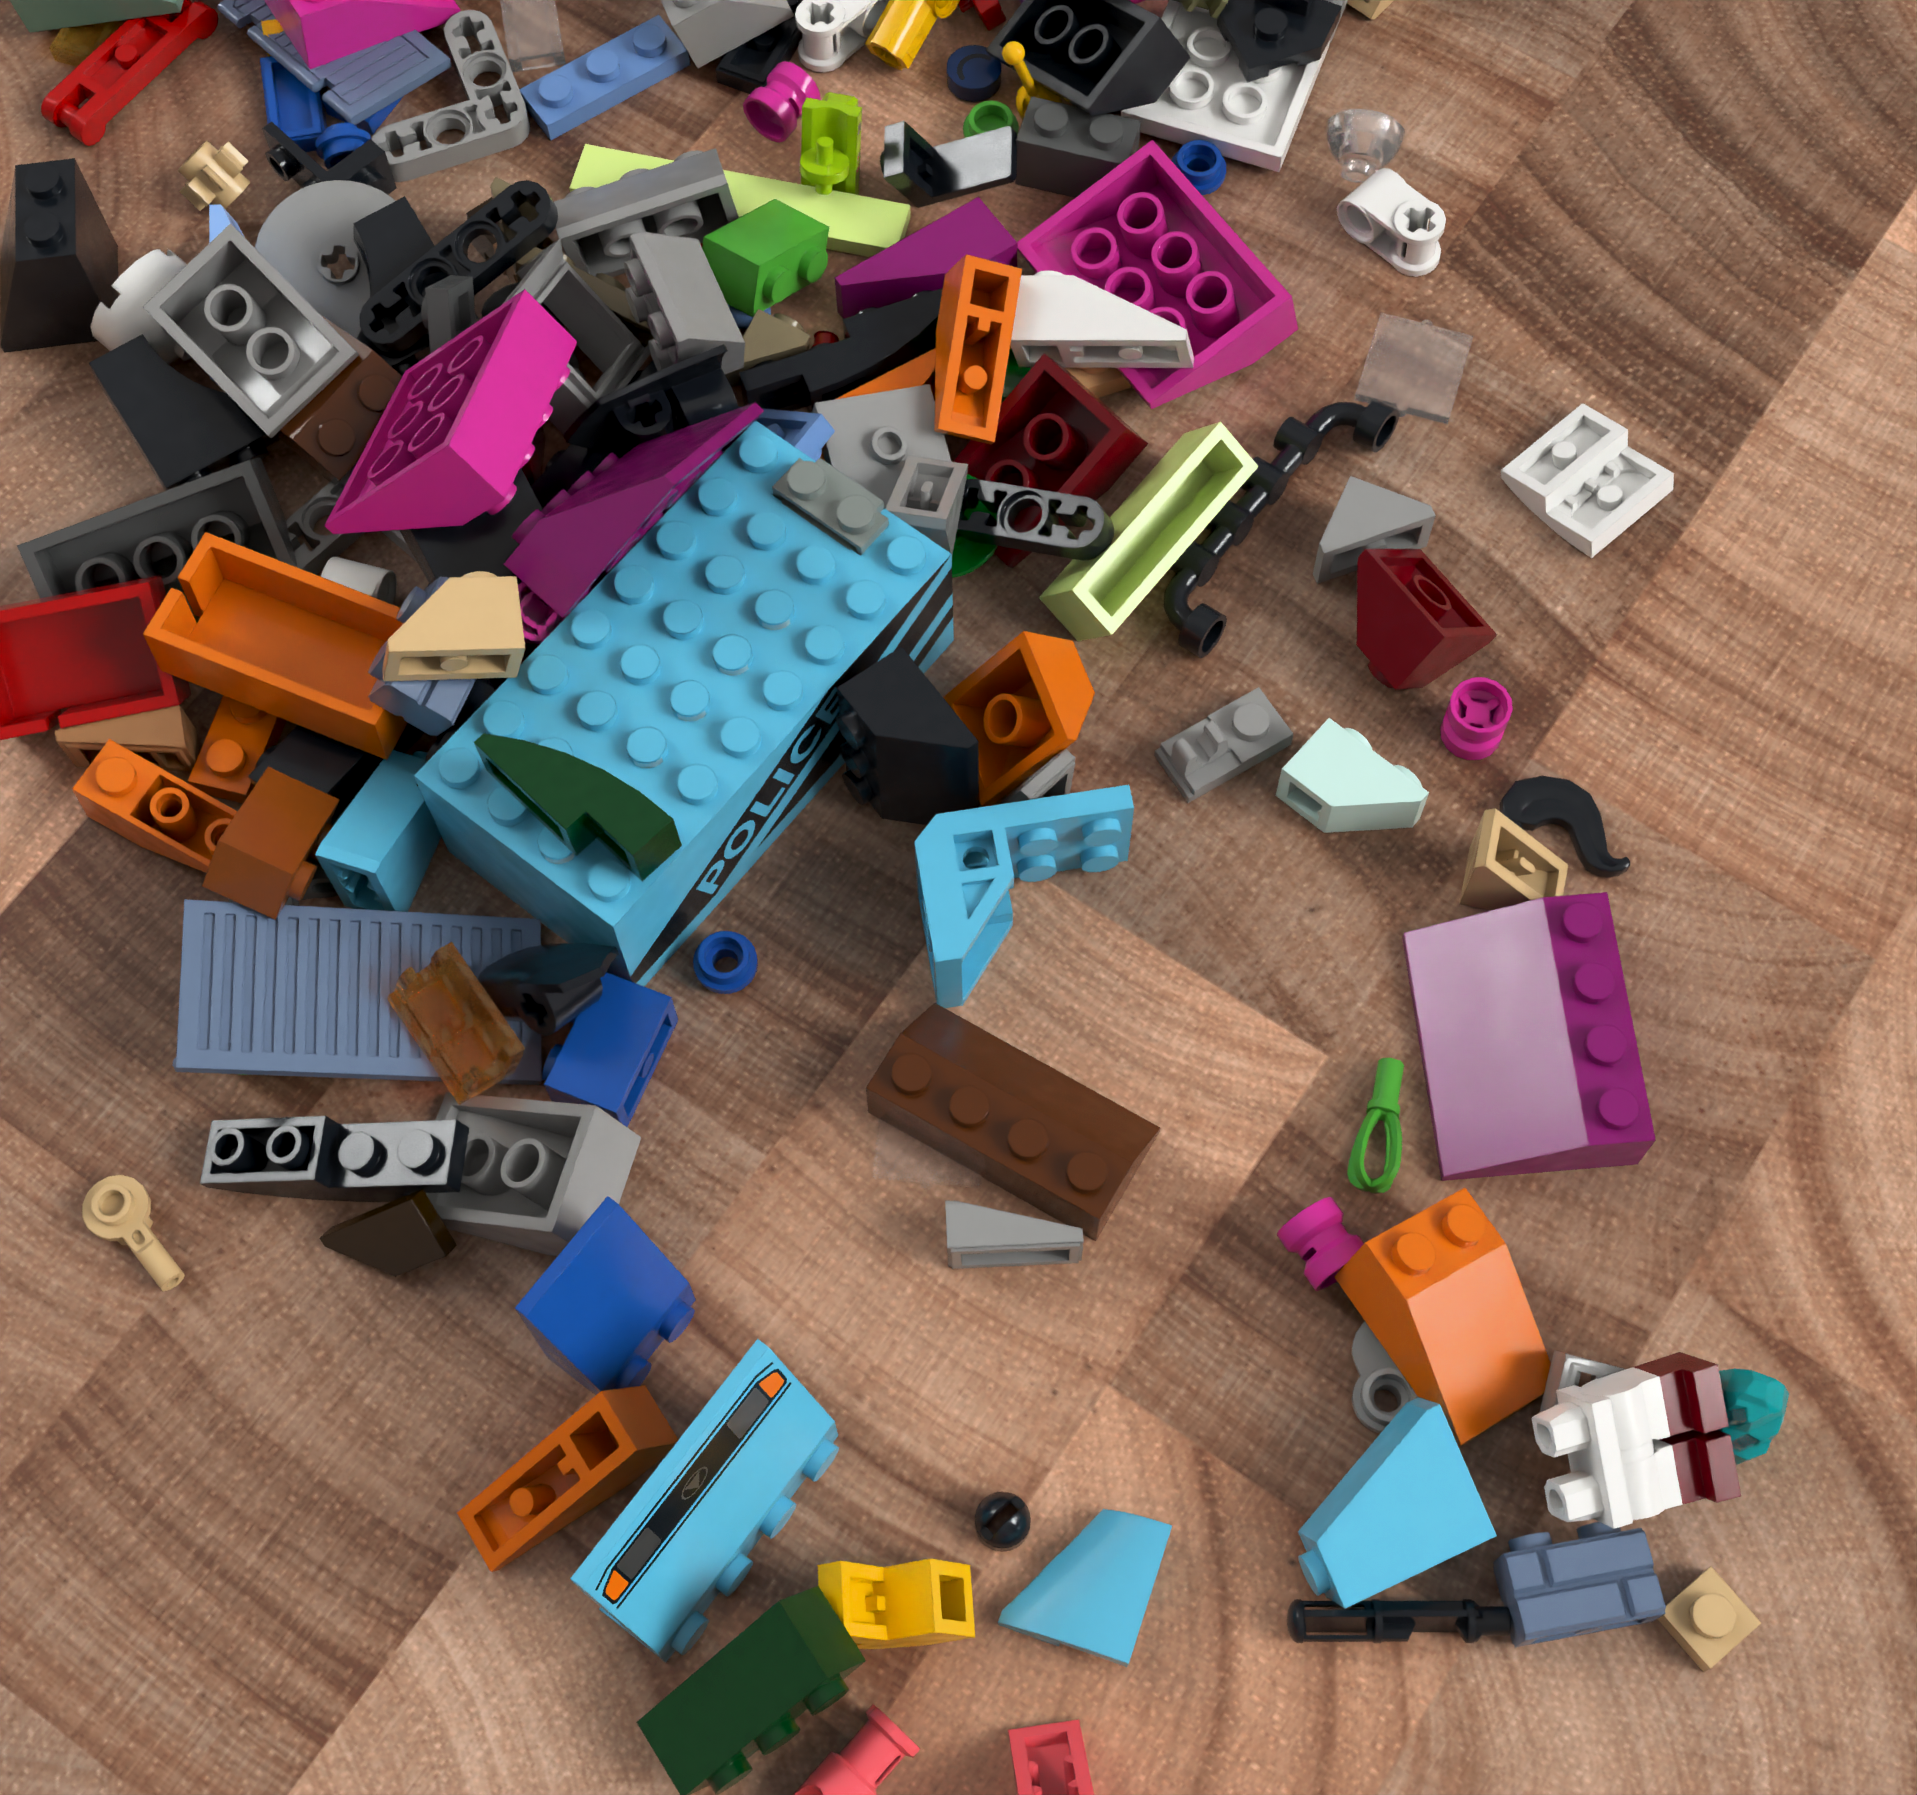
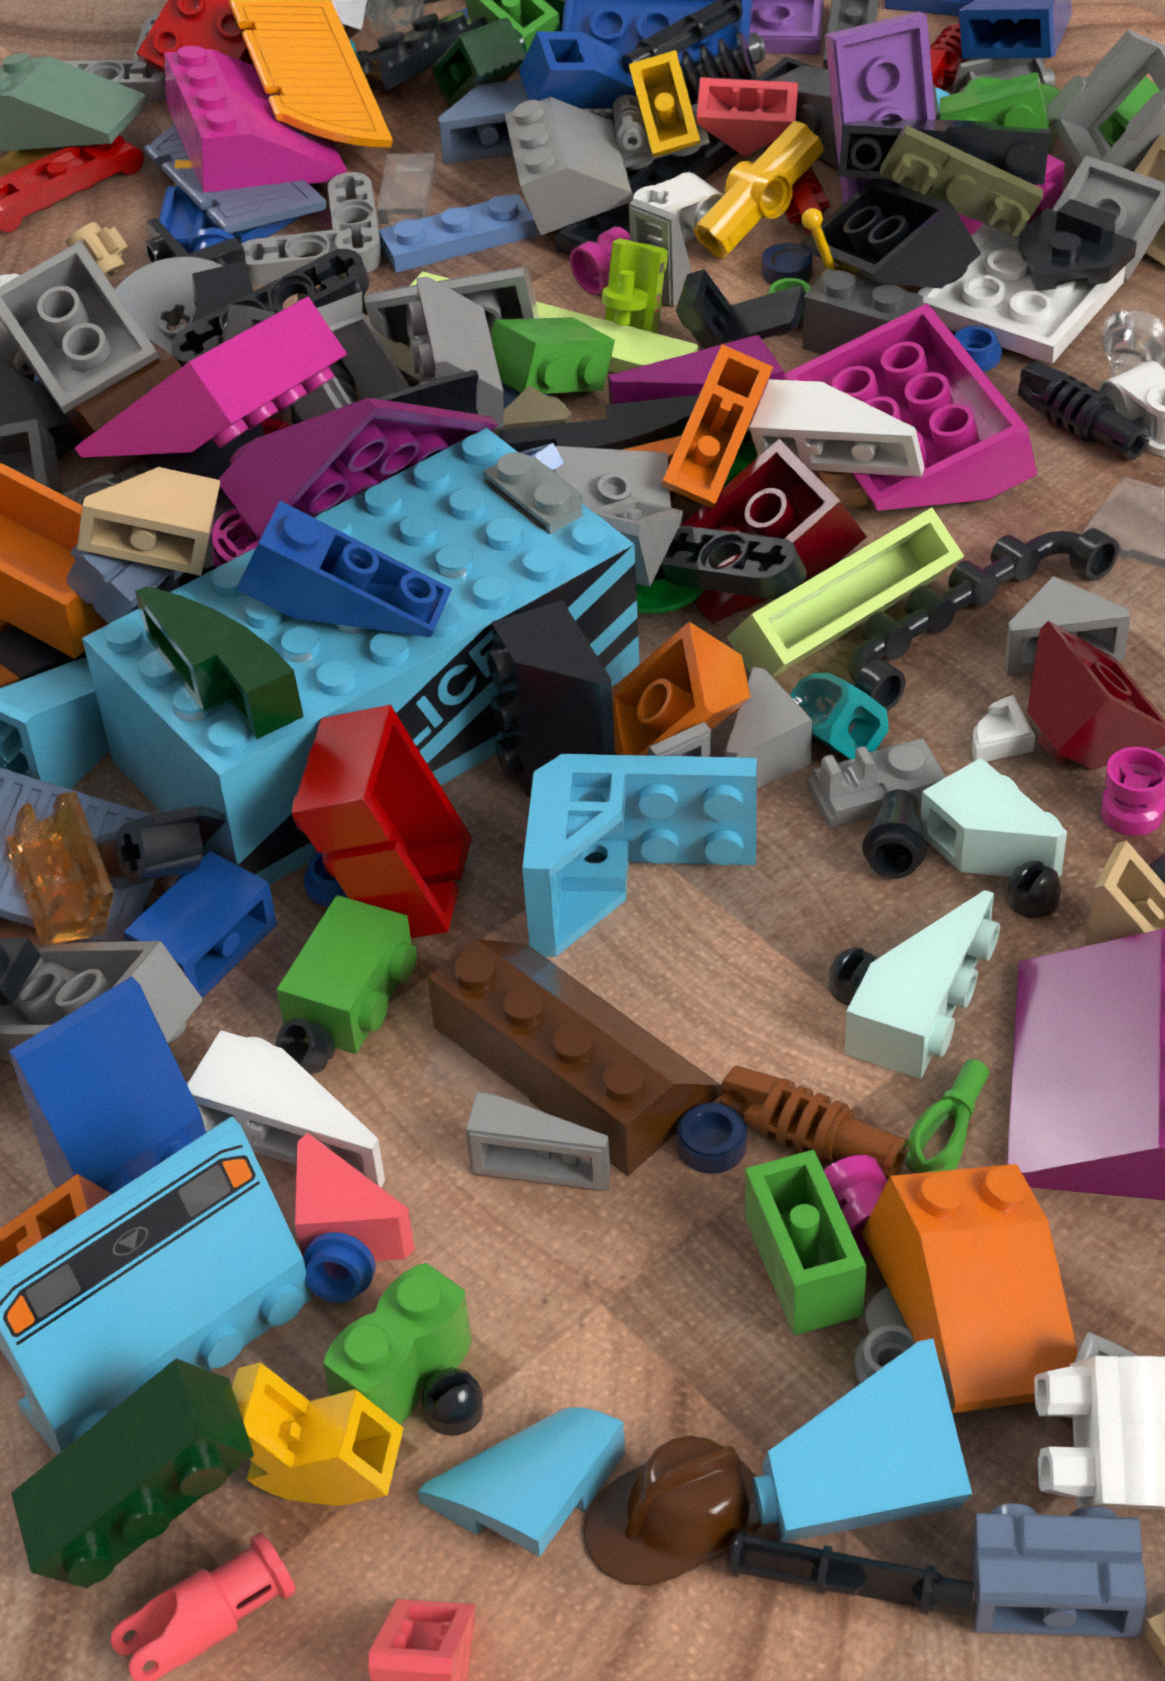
camera: 15 degrees right, 20 degrees down
(674, 676) = (338, 580): none -> blue slope
(740, 1242) = (278, 1104): none -> white slope
(754, 1169) = (309, 1056): none -> black hinge
(764, 908) = (382, 819): none -> red piece
(773, 1078) = (349, 971): none -> bright green brick
(847, 1348) = (343, 1200): none -> coral slope
(848, 77) = (642, 231): none -> light grey slope
(861, 1410) = (338, 1267): none -> blue plate
(956, 1473) = (411, 1336): none -> bright green brick
(1116, 717) = (771, 730): none -> light grey slope
(1165, 1188) = (711, 1138): none -> dark blue tile
(1170, 677) = (841, 714): none -> teal rock
(1227, 1590) = (671, 1512): none -> reddish brown piece
(1254, 1158) = (808, 1120): none -> dark orange hinge
(1259, 811) = (895, 838): none -> black cone
(1269, 988) = (849, 960): none -> black hinge
(1287, 1301) = (804, 1242): none -> bright green brick
(1317, 999) = (911, 991): none -> light aqua slope
(1322, 234) = (1081, 409): none -> black hinge
(1329, 660) = (1002, 732): none -> white tile
(1412, 854) = (1043, 895): none -> black hinge

